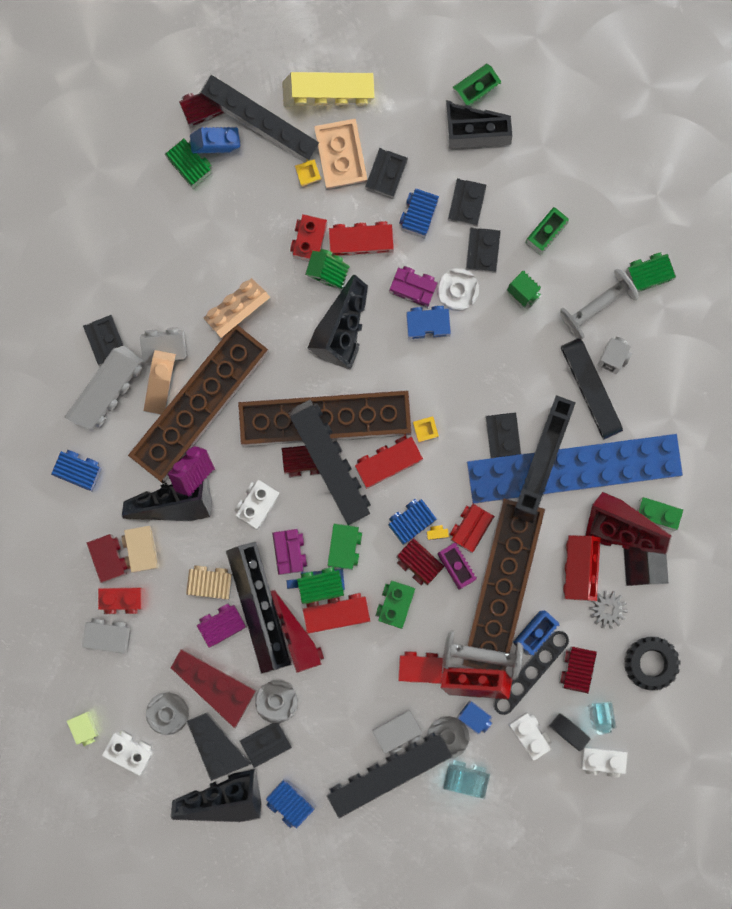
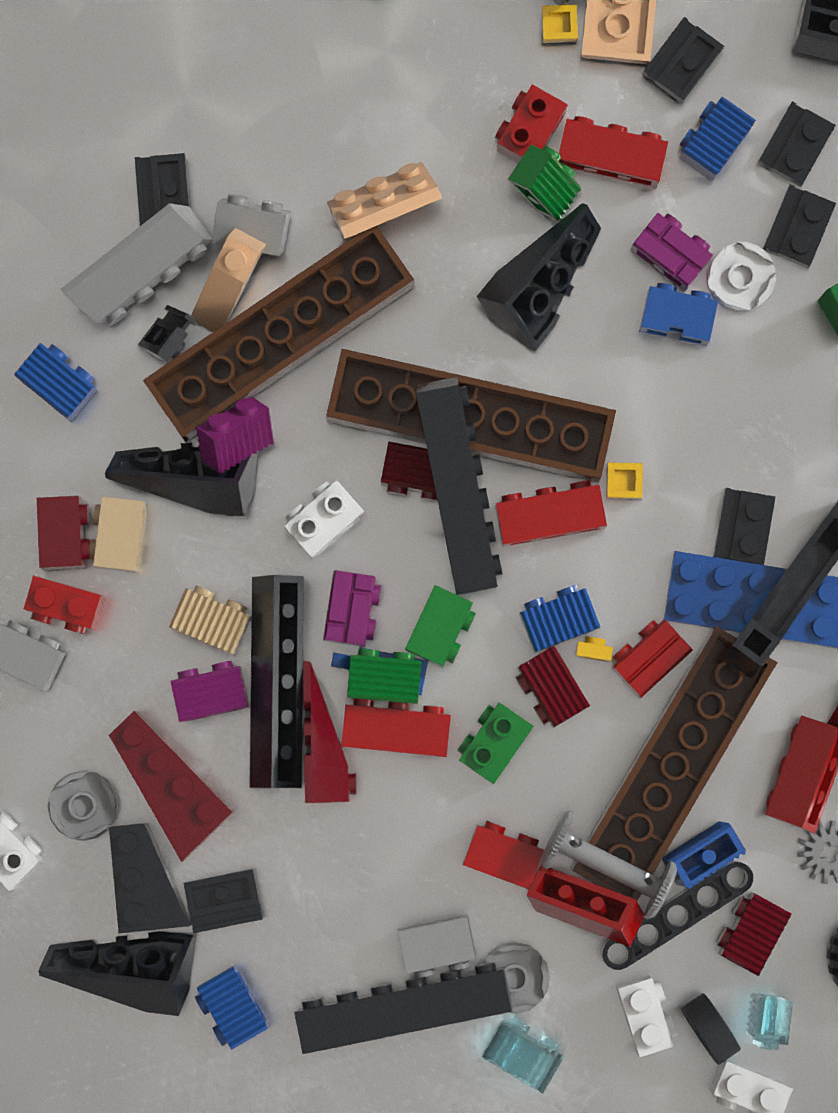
camera: 20 degrees right, 0 degrees up
(133, 425) = (167, 335): none -> black plate
(276, 702) = (260, 839): light grey tile -> none
(457, 566) = (609, 711): magenta brick -> none
(475, 717) = (567, 960): blue brick -> none

